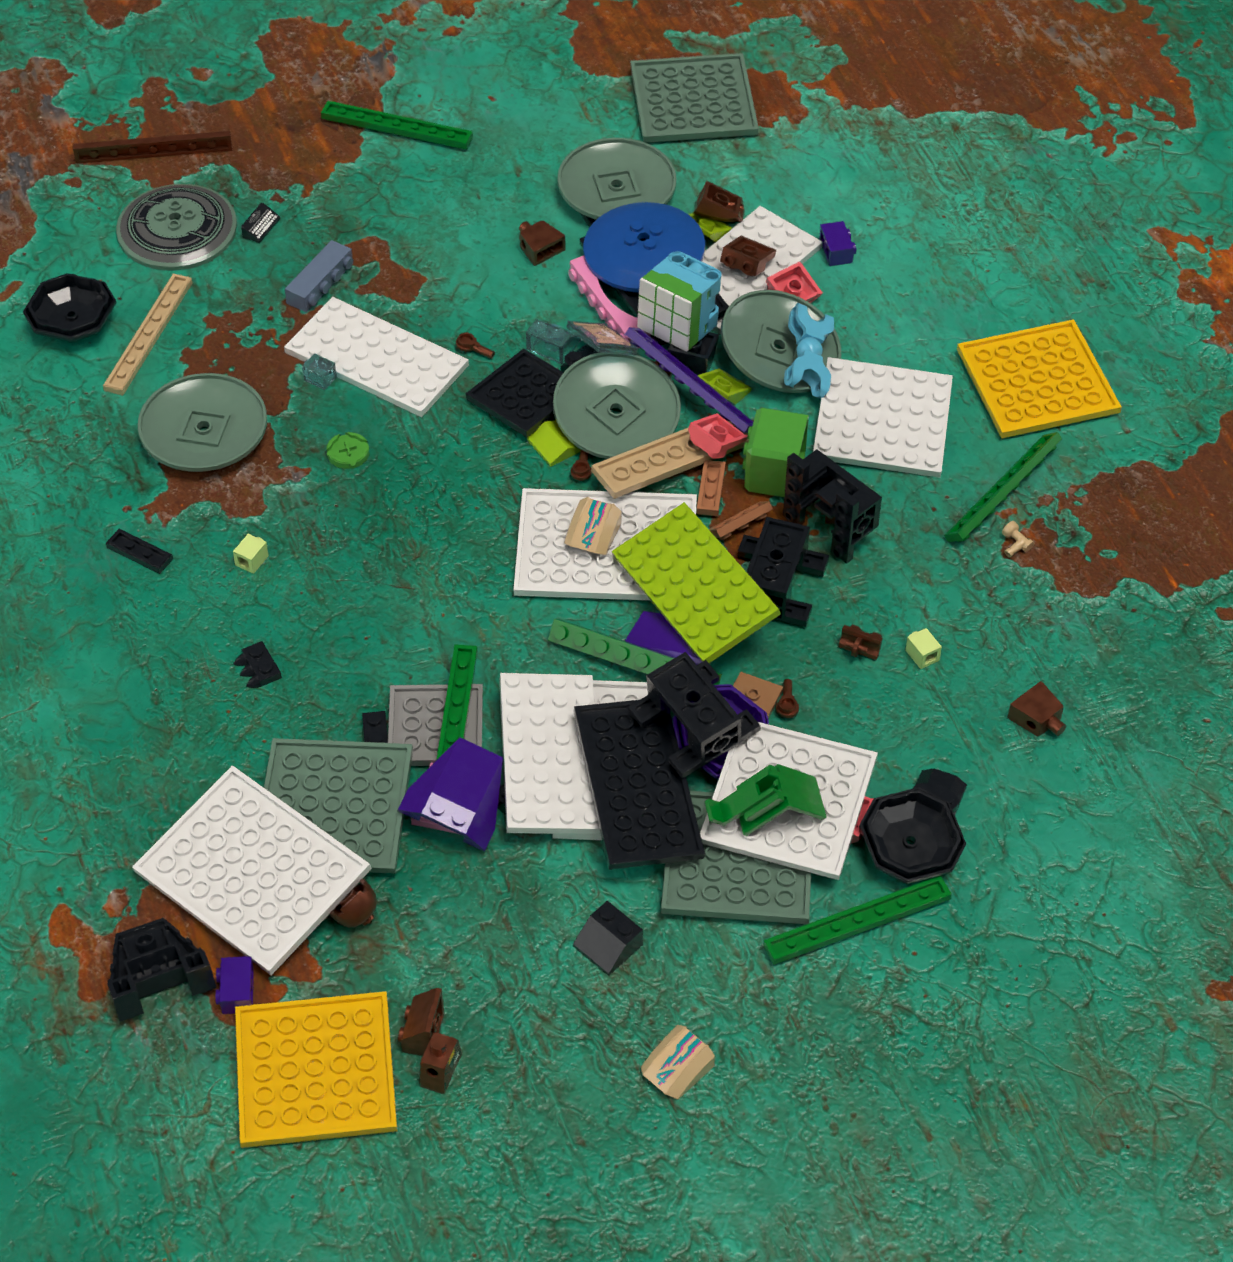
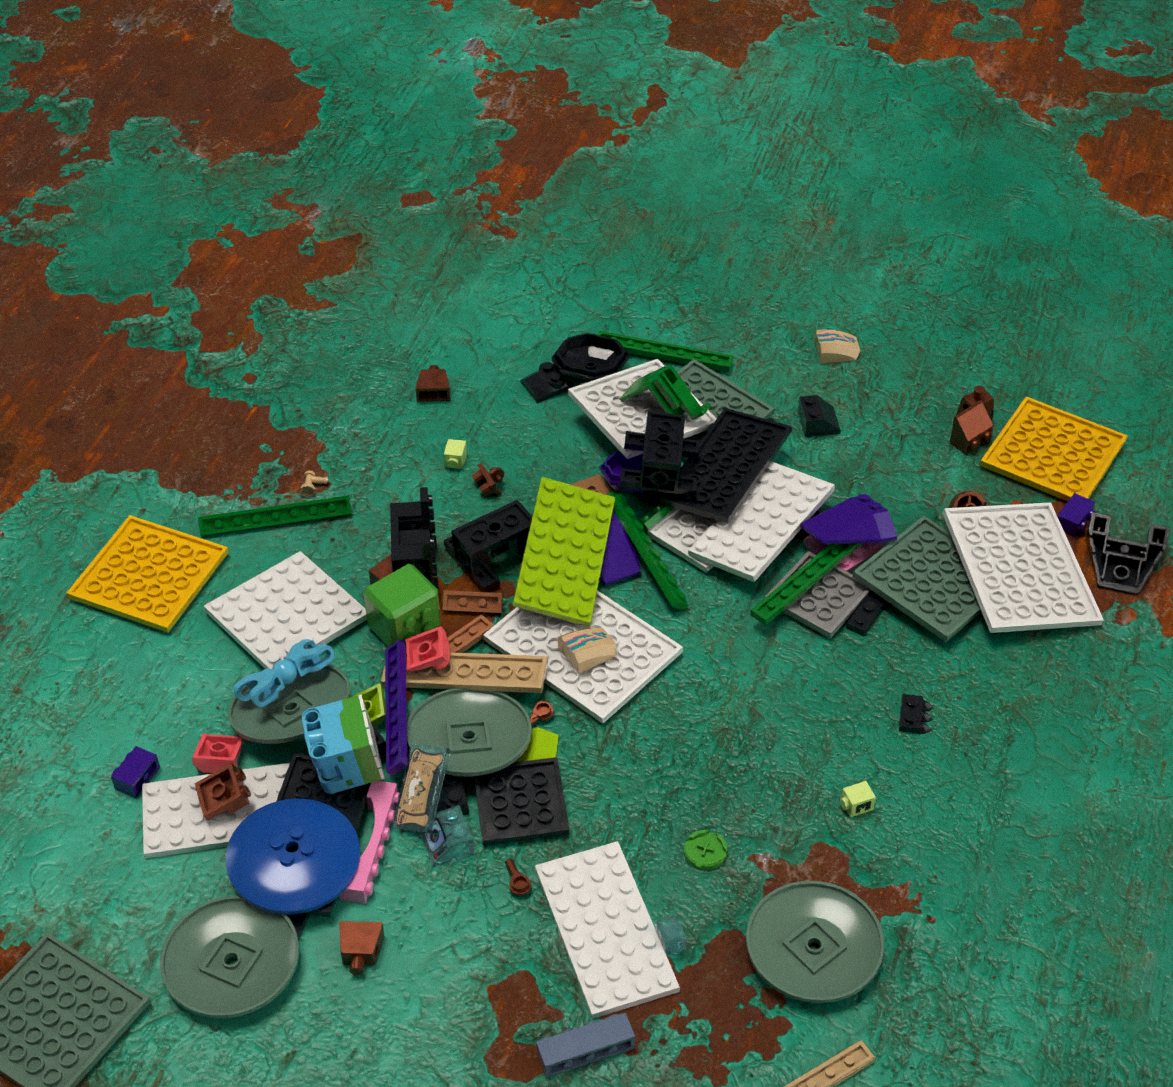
camera: 140 degrees left, 5 degrees down
(139, 551) = (946, 867): black tile -> none
(711, 229) = (208, 864): lime slope -> none
(719, 204) = (180, 871): copper slope -> none
(787, 705) = (576, 474): copper plate -> none

